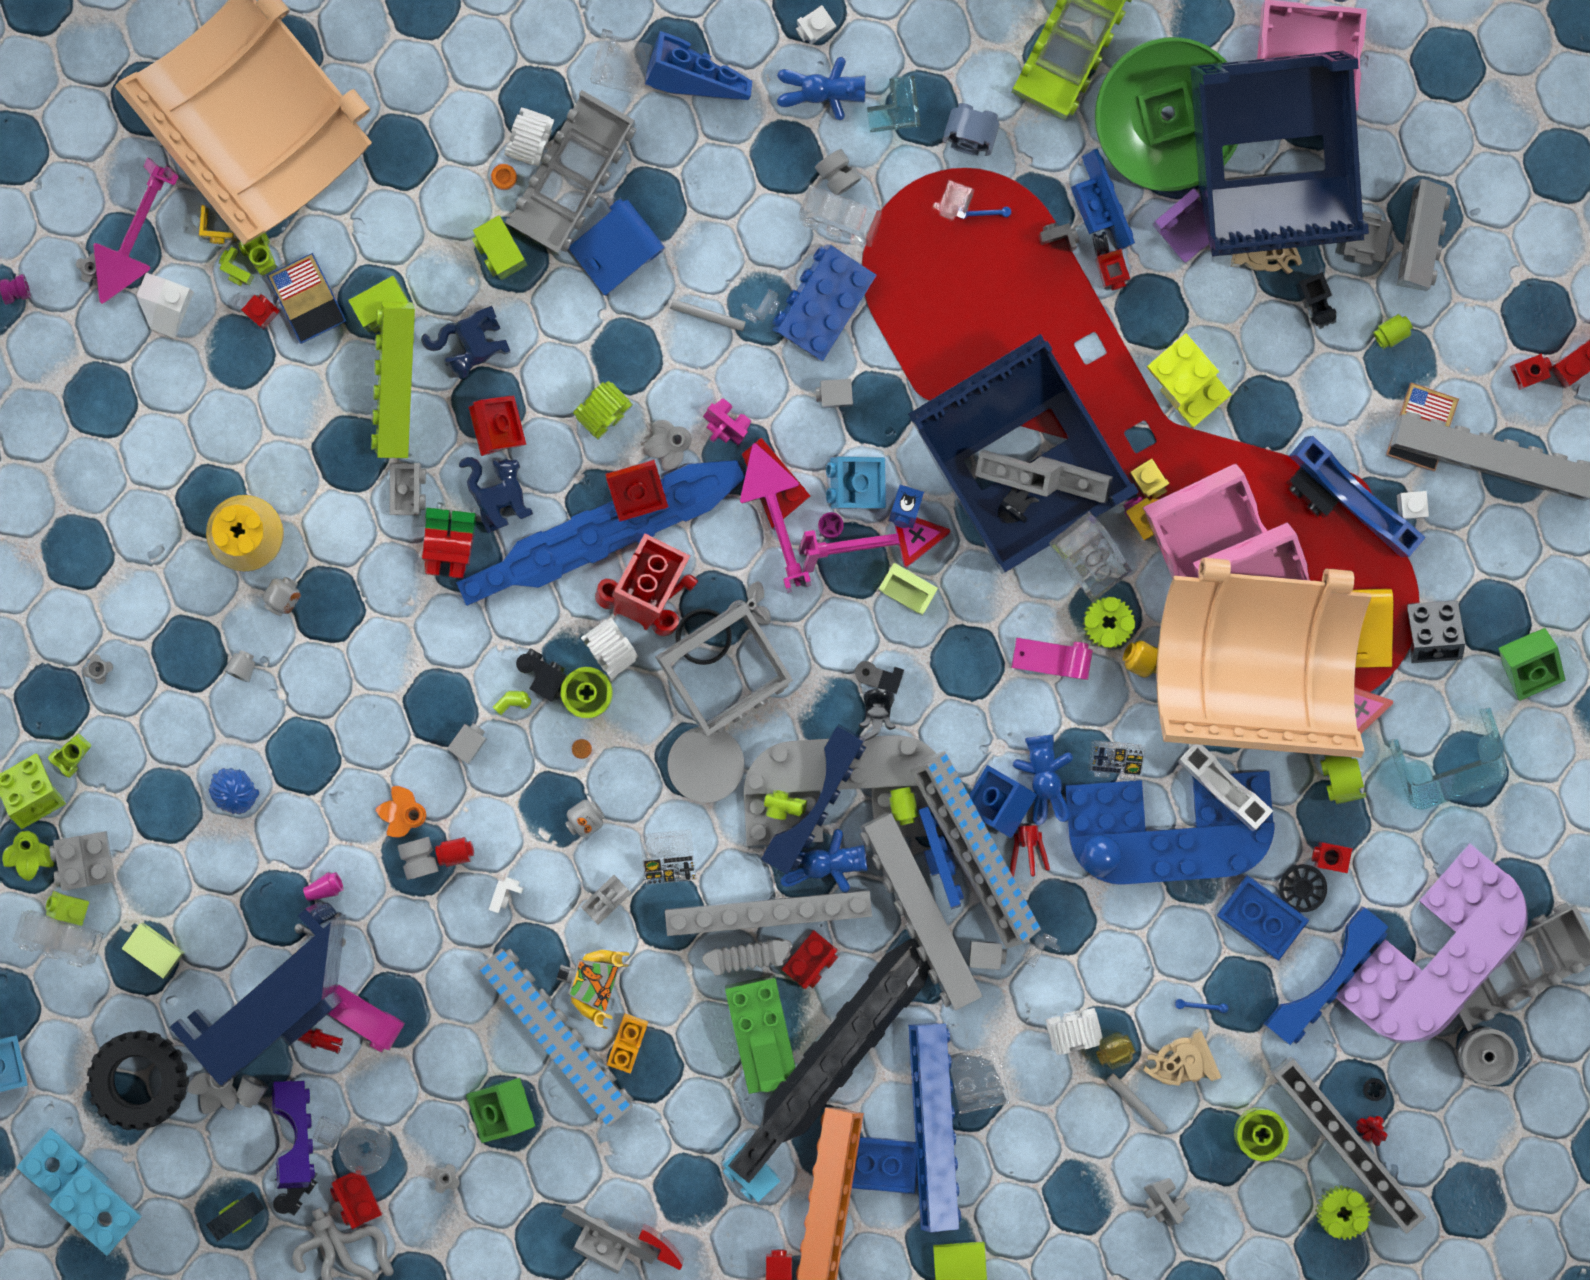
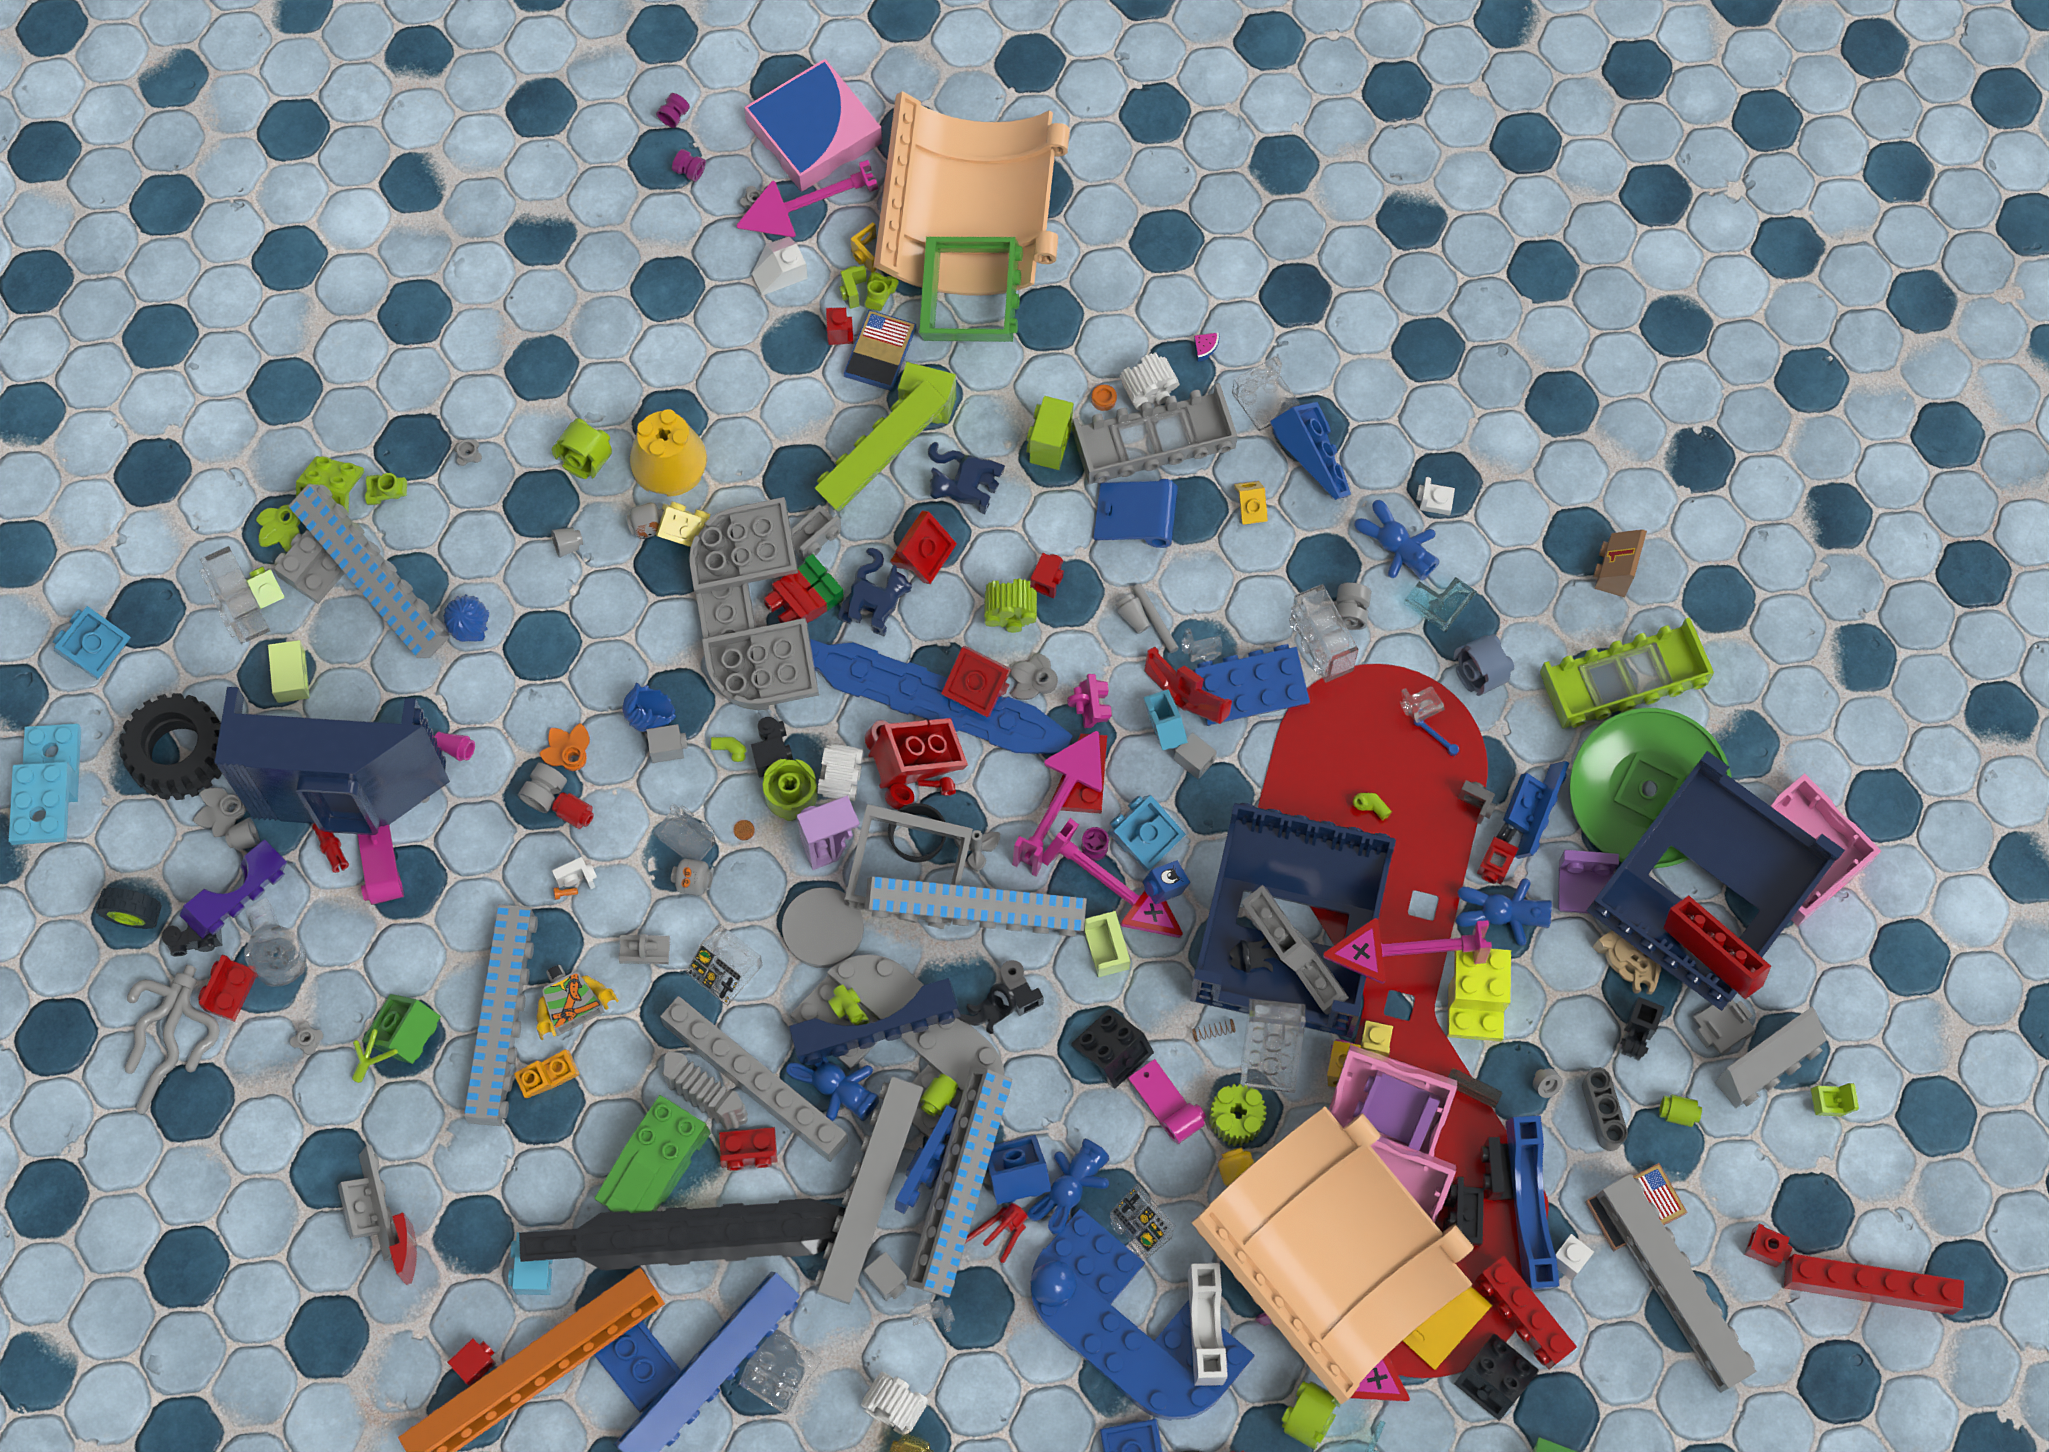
camera: 45 degrees right, 20 degrees down
(71, 165) = (813, 124): none -> tile
(131, 827) = (369, 570): none -> light grey brick
(181, 589) = (582, 449): none -> lime brick
(296, 216) = (933, 247): none -> bright green window
(314, 573) = (680, 524): none -> light yellow bracket
(370, 572) = (748, 662): none -> light grey plate
(431, 732) = (647, 708): none -> blue hair
(503, 1155) = (365, 1060): none -> lime plant
(504, 917) = (564, 892): none -> orange piece
(536, 62) = (1206, 345): none -> dark pink tile
(547, 793) = (685, 834): none -> clear bracket
(602, 357) = (1047, 575): none -> red brick
(650, 701) = (825, 830): none -> lavender wedge
(689, 157) = (1252, 502): none -> yellow bracket
(690, 327) = (1132, 611): none -> light grey cone
(784, 351) = (1186, 688): none -> red plate
(794, 390) = (1165, 720): none -> medium azure piece
(799, 654) = (975, 904): none -> light grey brick
(980, 656) = (1114, 1047): none -> black bracket
(987, 308) = (1371, 802): none -> lime arm
(1045, 562) = (1232, 1029): none -> medium nougat piece
(1095, 437) = (1365, 952): none -> dark pink piece
(1147, 303) = (1501, 910): none -> blue animal
(1214, 521) = (1398, 1108): none -> medium lavender panel
(1244, 450) = (1475, 1088): none -> clear smoke tile
(1288, 397) = (1547, 1082): none -> light grey tile
(1319, 545) = (1465, 1210): none -> black bracket
(1325, 202) = (1717, 947): none -> red brick
(1356, 381) = (1607, 1096): none -> dark grey beam
(1417, 572) = (1526, 1313): none -> red brick
(1487, 223) = (1834, 1100): none -> lime bracket

